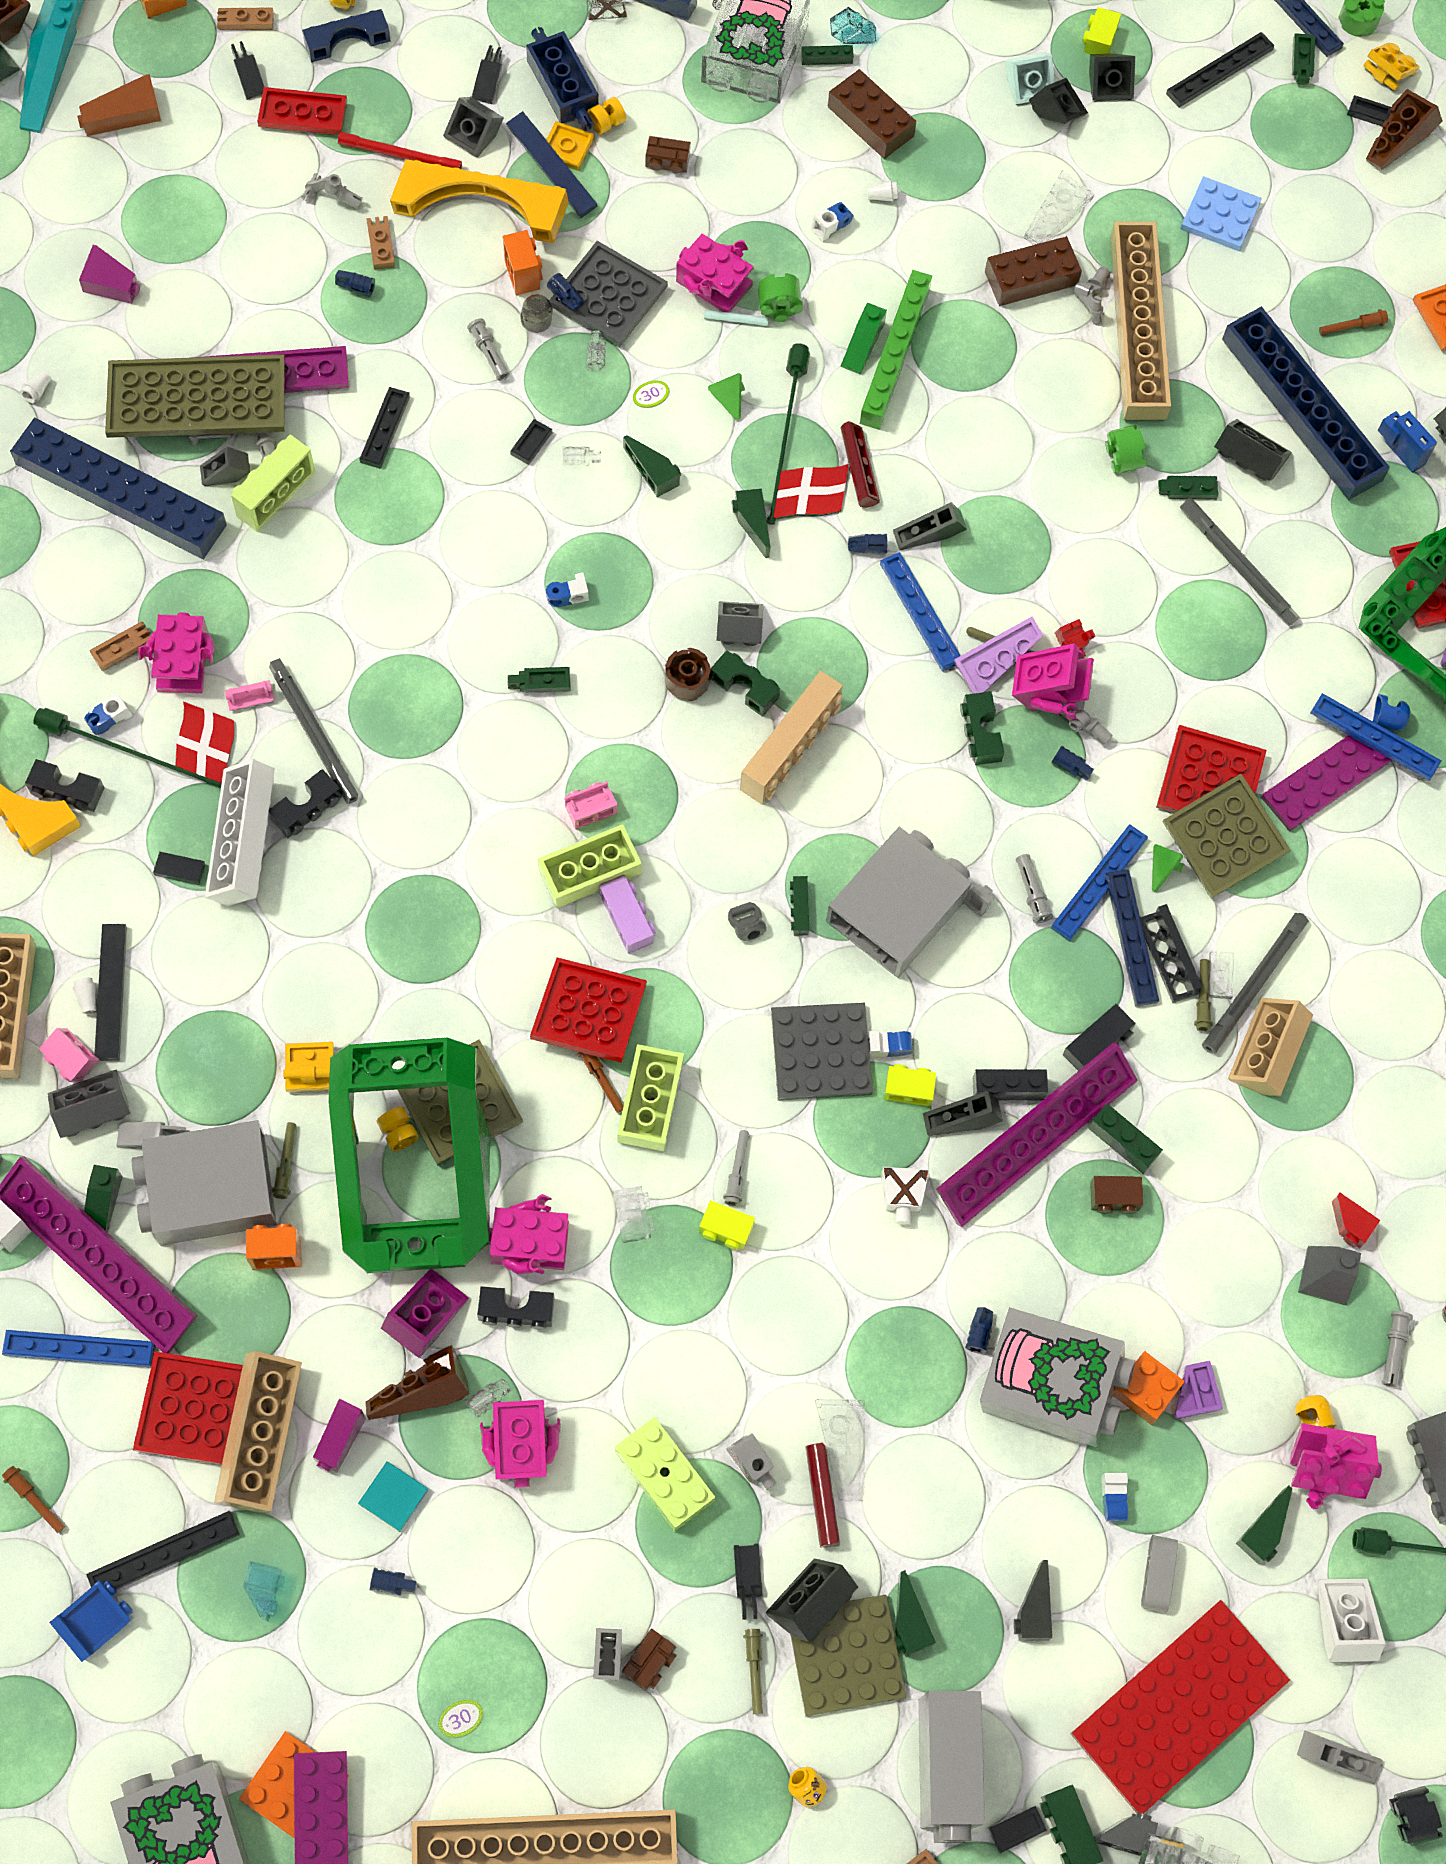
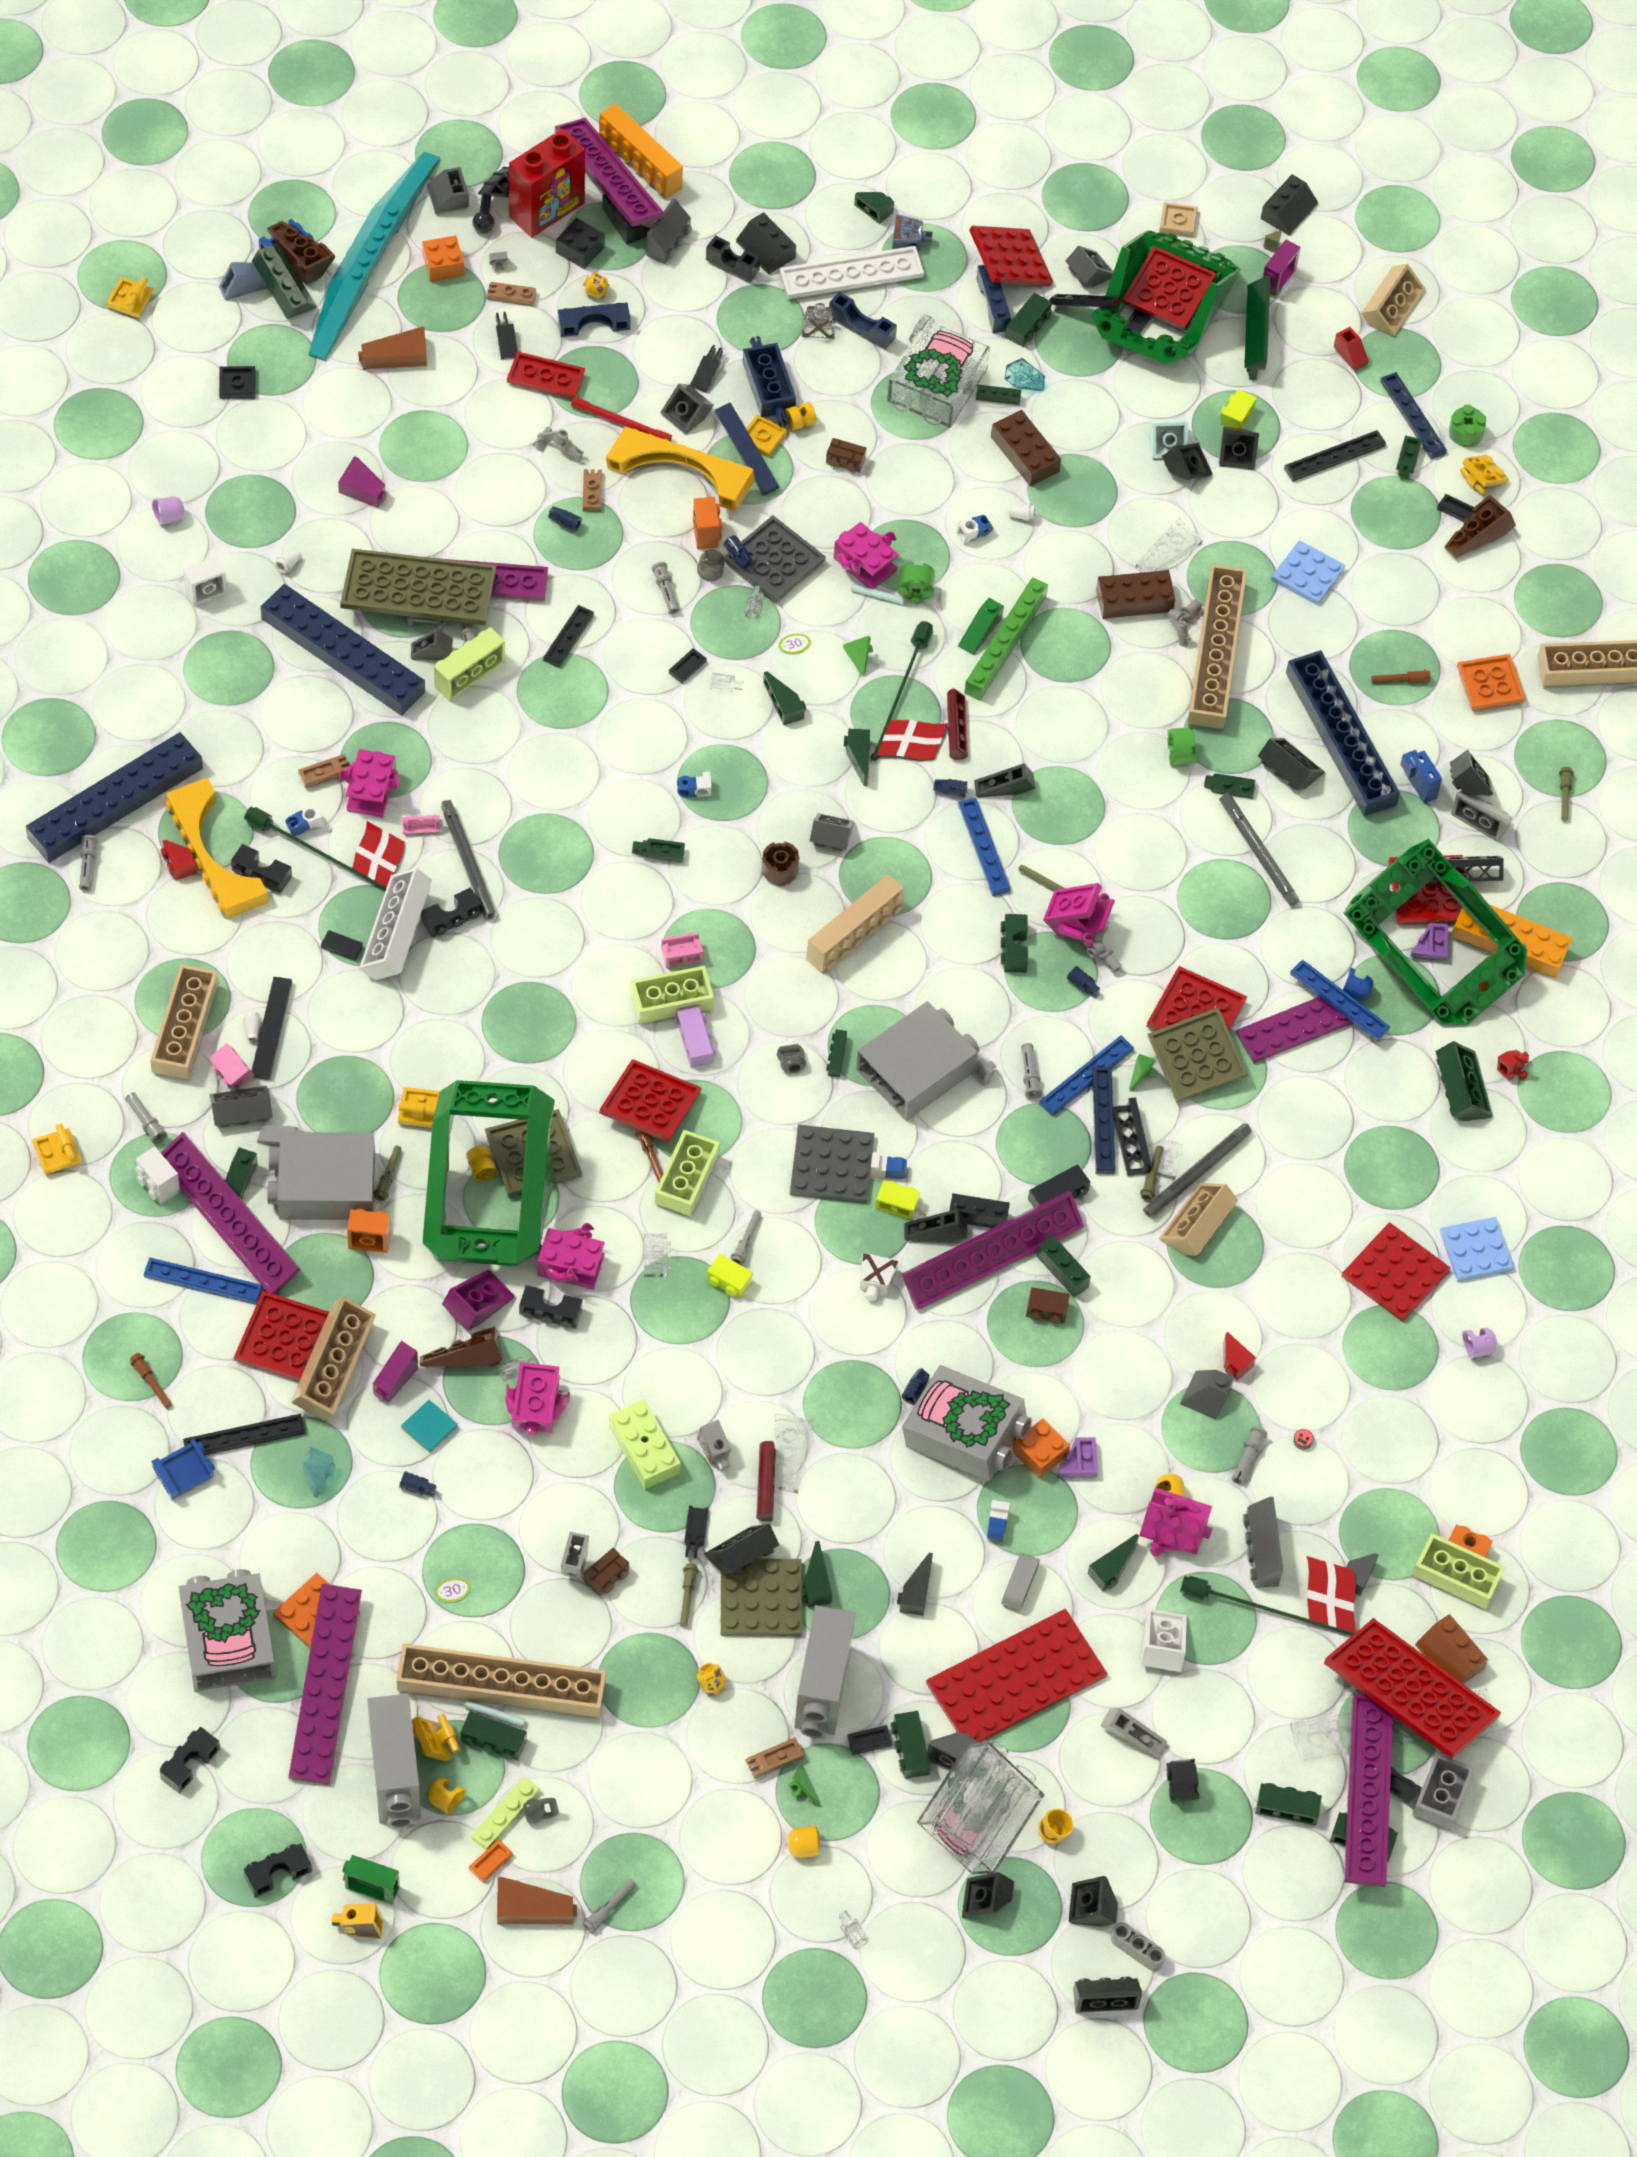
camera: 10 degrees right, 10 degrees down
(731, 670) = (817, 866): dark green arch -> none
(993, 658) = (1036, 890): lavender wing -> none
(1074, 634) = (1108, 883): red piece -> none

